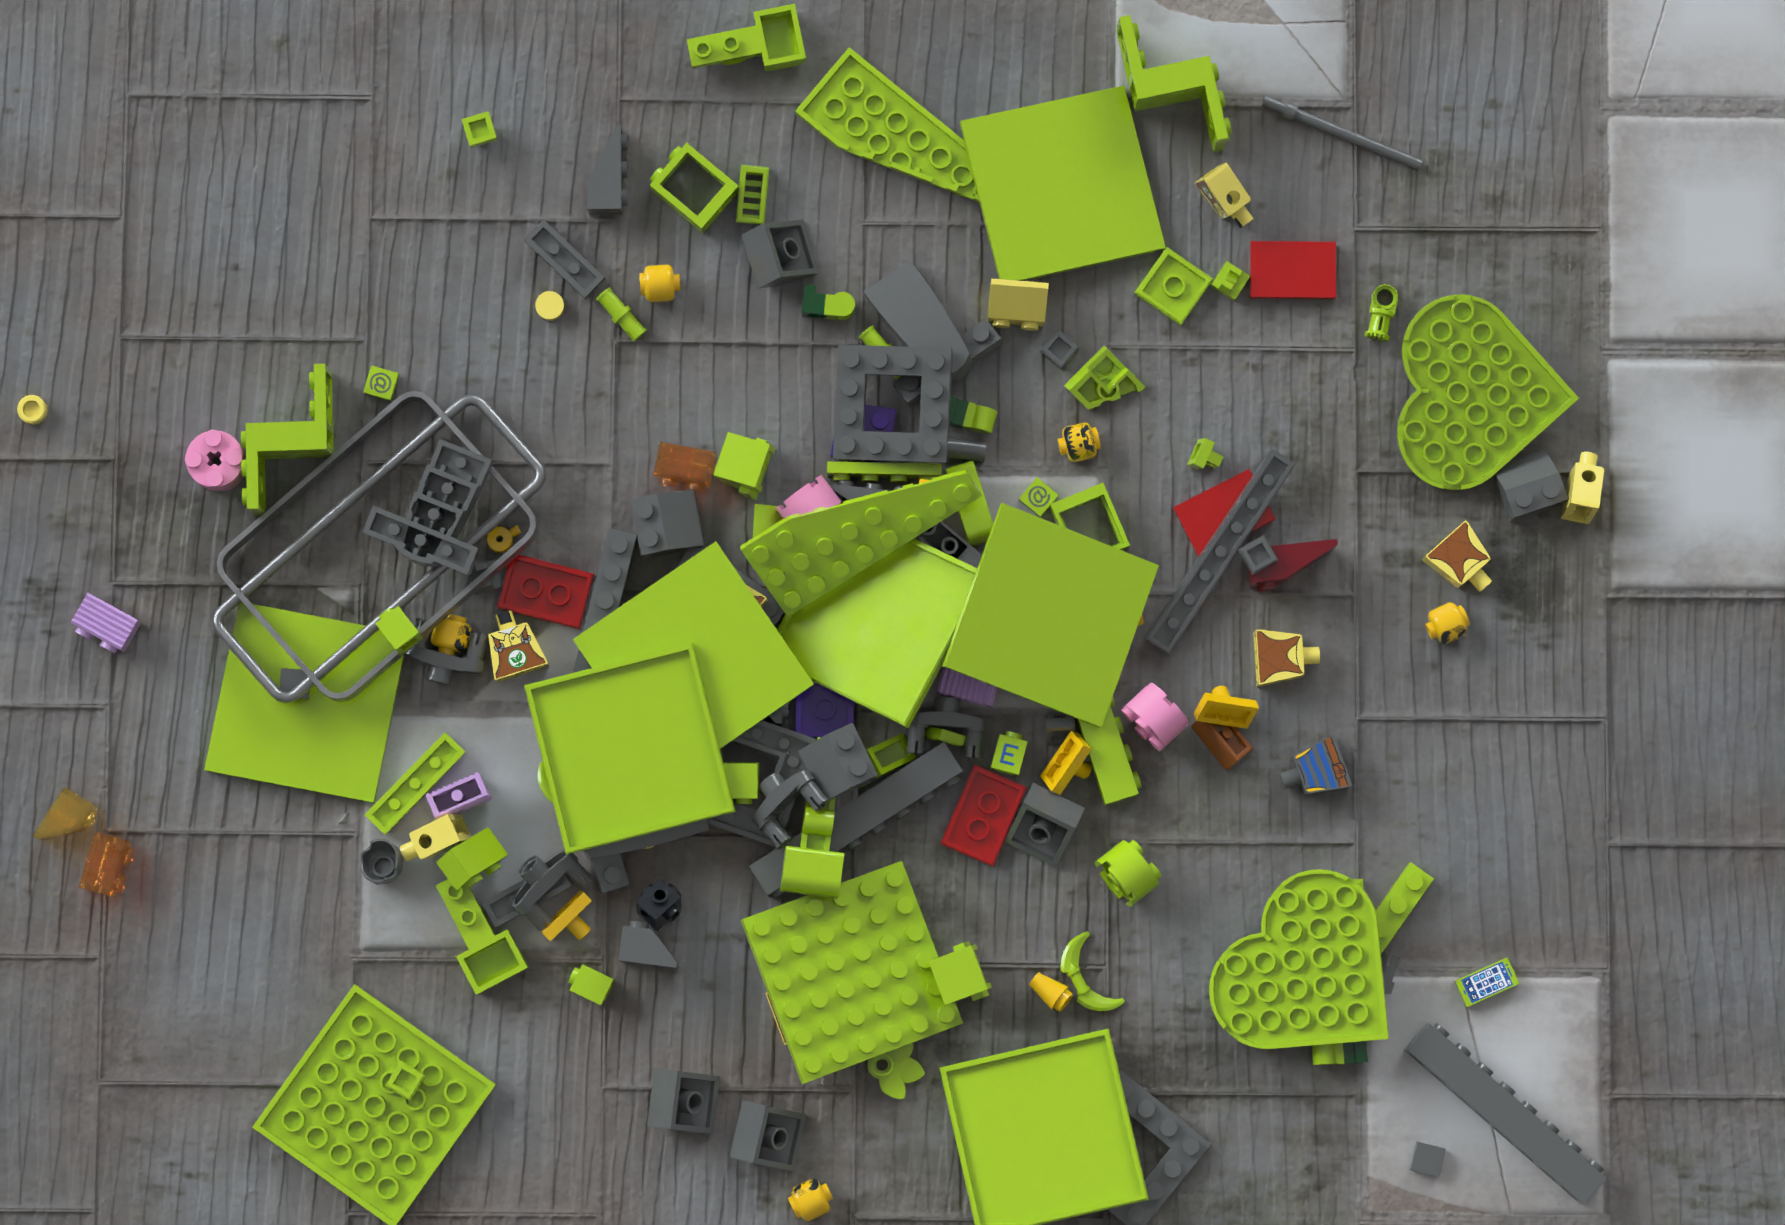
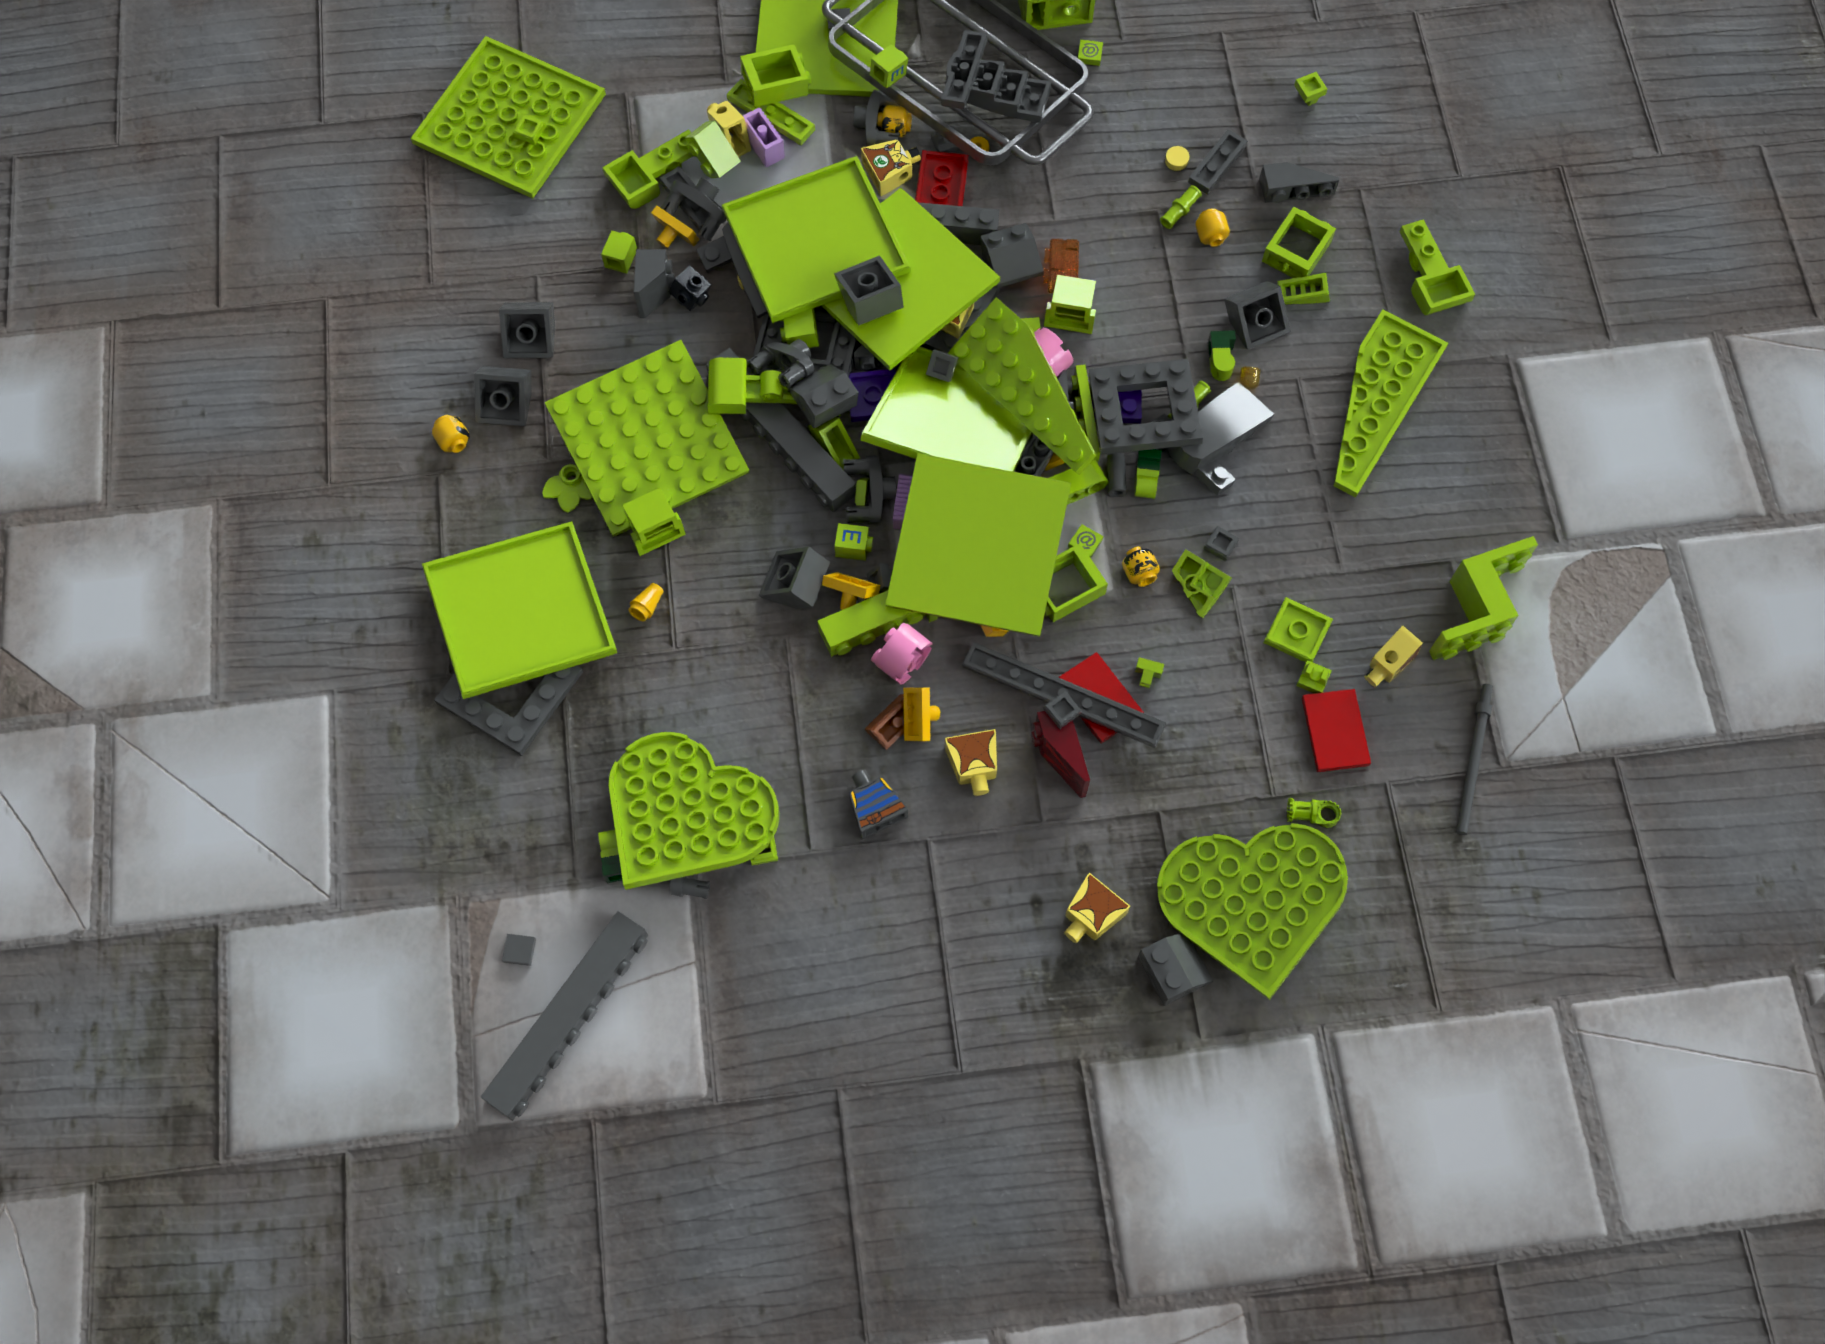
camera: 85 degrees right, 15 degrees down
(378, 800) = (778, 90): none -> lime window
(381, 862) = (702, 95): dark grey hair -> none
(721, 693) = (869, 290): none -> dark grey slope
(810, 624) = (942, 365): none -> dark grey tile
(856, 277) = (1250, 377): none -> clear yellow piece
(983, 815) = (792, 527): red tile -> none
(1017, 304) = (1254, 497): light yellow slope -> none
(1062, 185) = (1368, 525): lime tile -> none
(1070, 966) = (645, 633): lime piece -> none
(1128, 872) = (757, 647): lime brick -> none
(1400, 901) = (751, 892): lime plate -> none
(1447, 623) = (1029, 906): yellow head -> none
(1486, 982) = (691, 985): tile -> none
(1583, 489) = (1180, 1016): light yellow torso -> none

